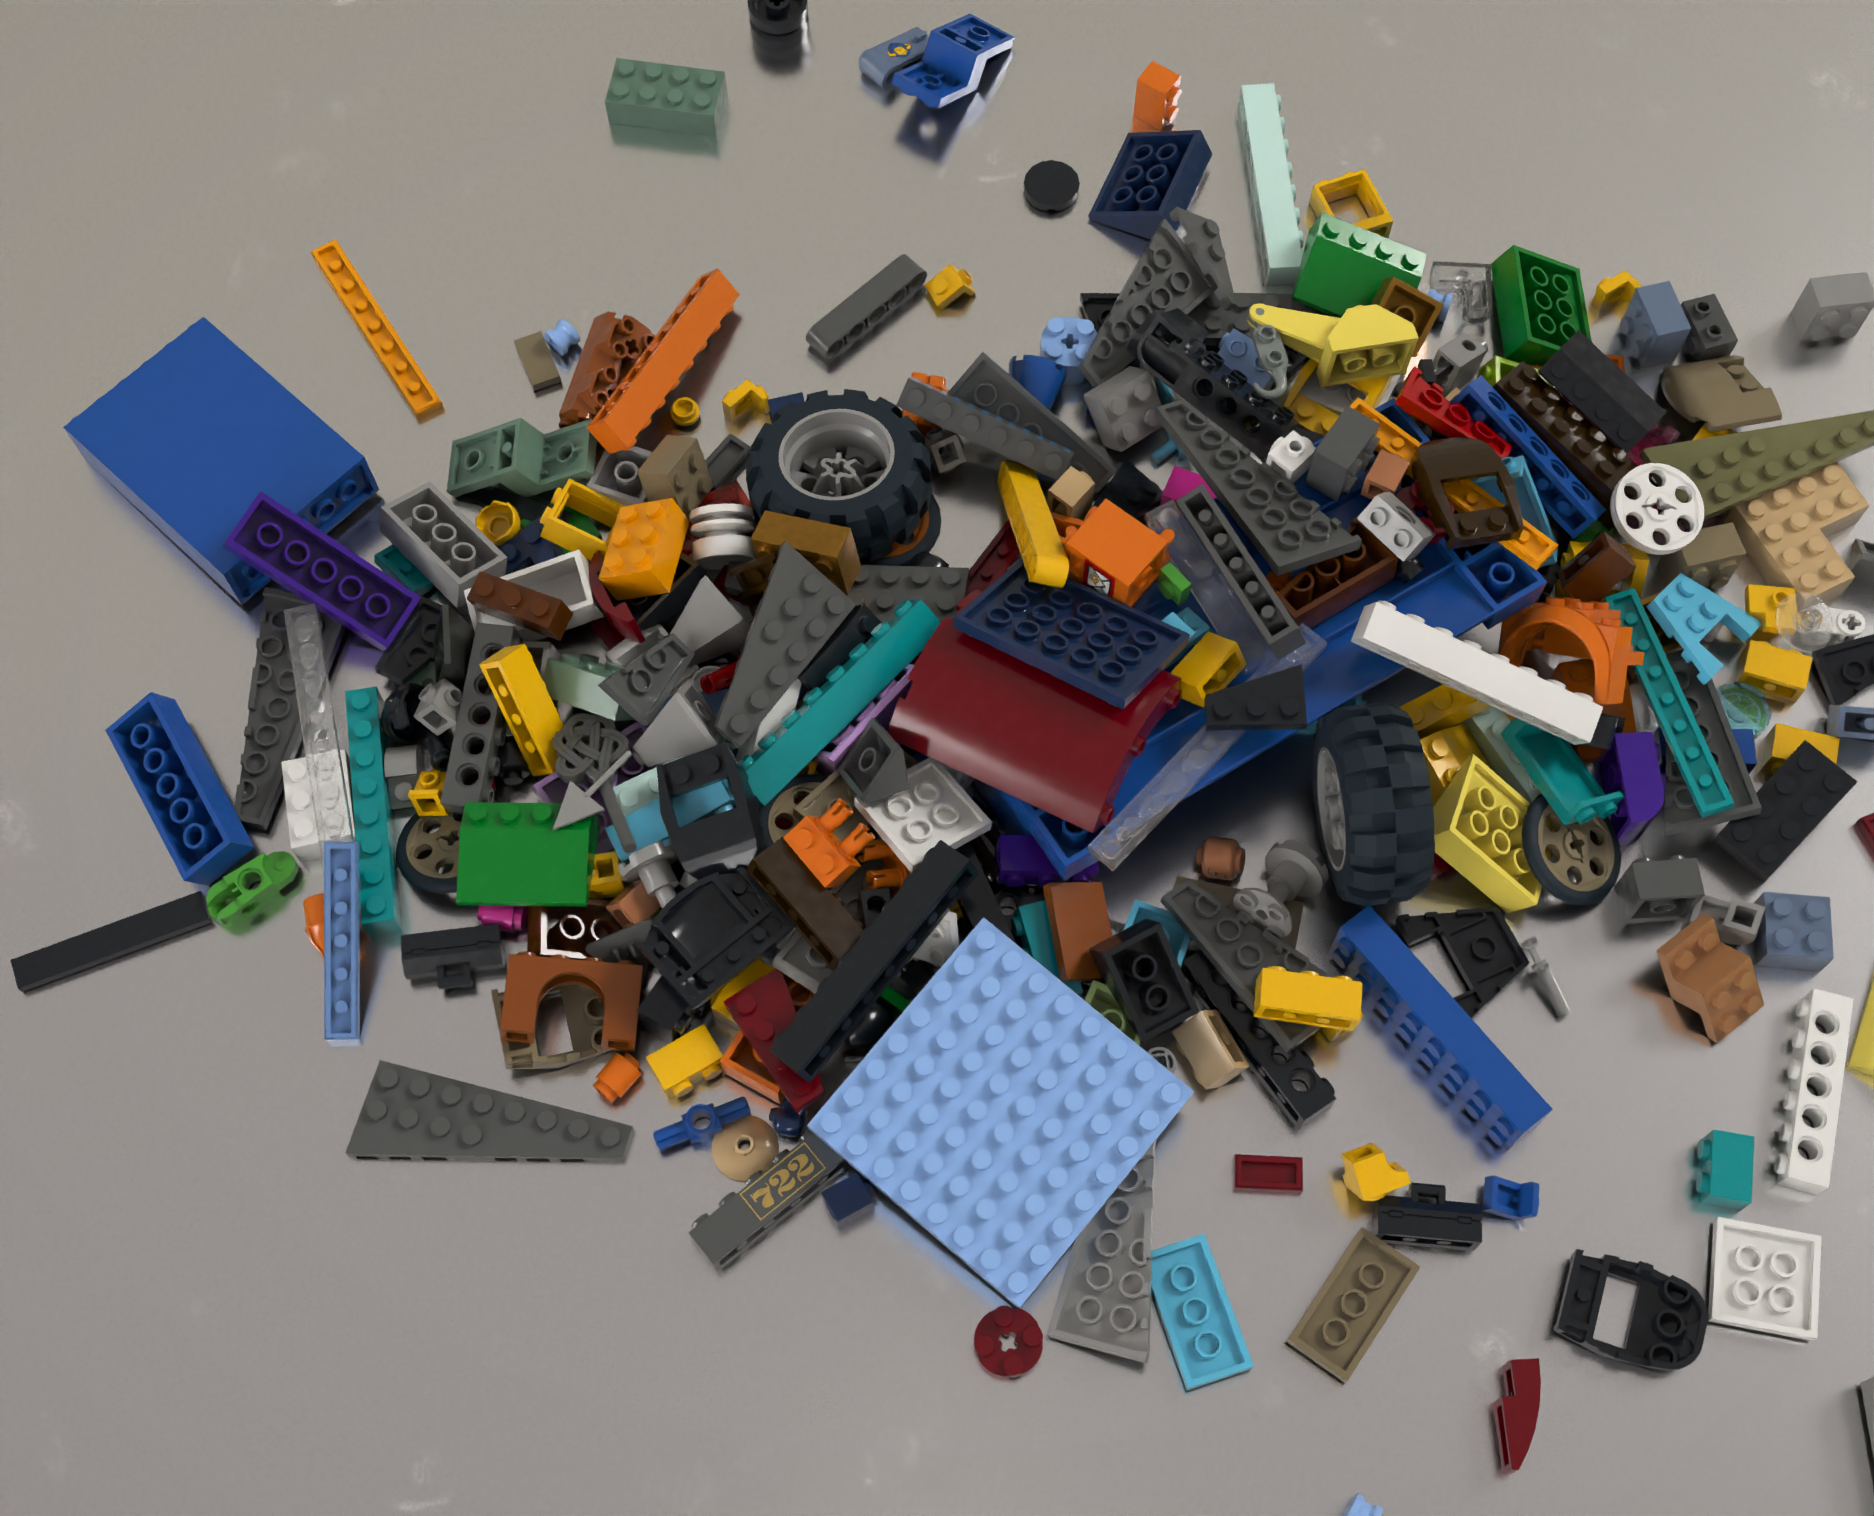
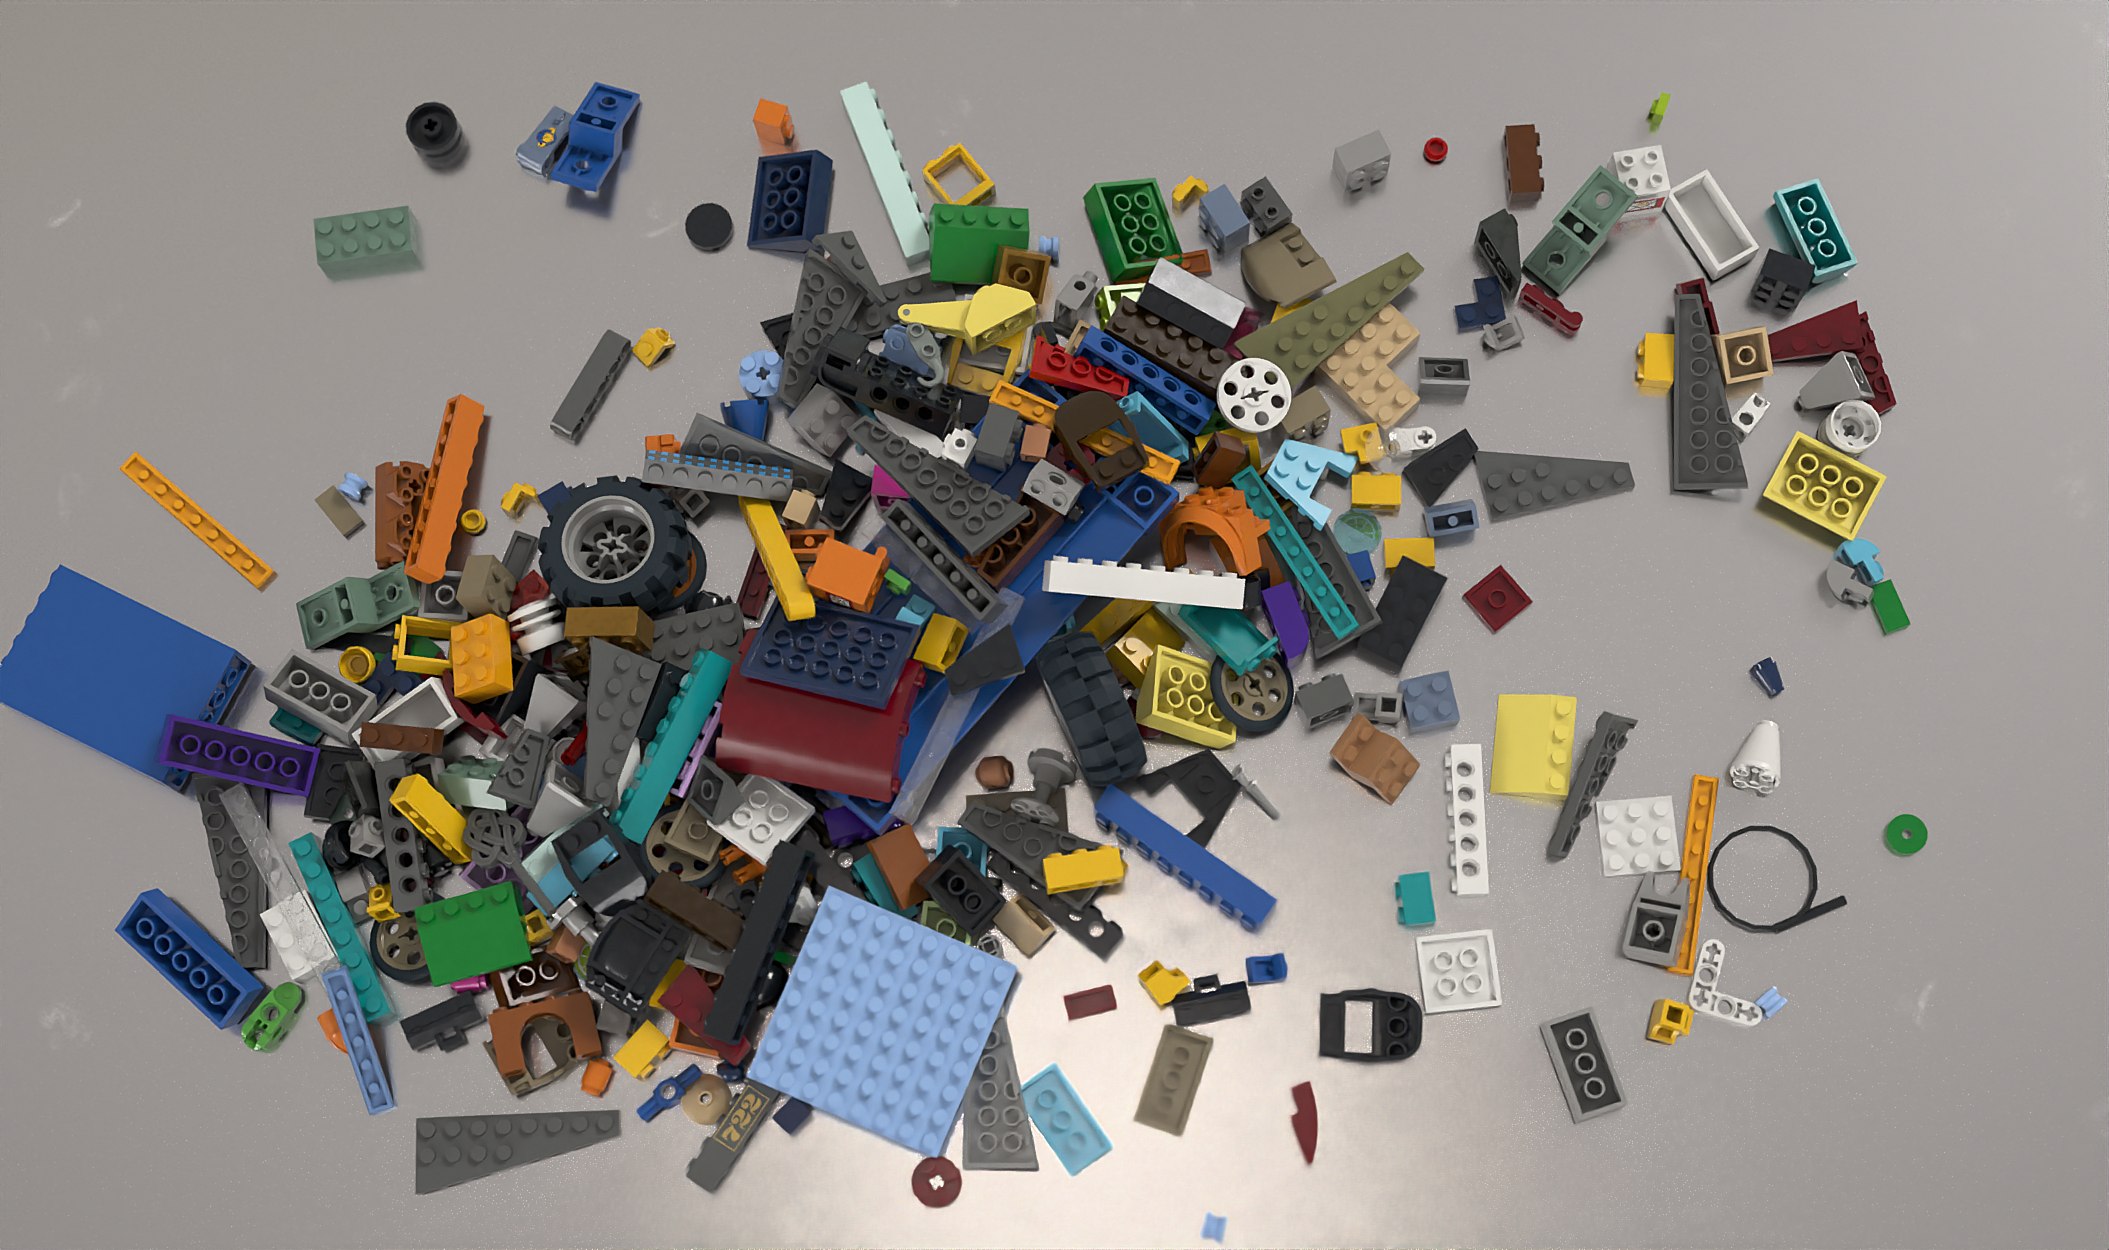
camera: 10 degrees left, 10 degrees up
(110, 941) = (180, 1089): black tile -> none
(578, 803) = (500, 886): light grey piece -> none
(623, 946) = (569, 978): dark grey piece -> none
(822, 851) = (694, 868): orange brick -> none
(1471, 281) = (1070, 218): clear brick -> none

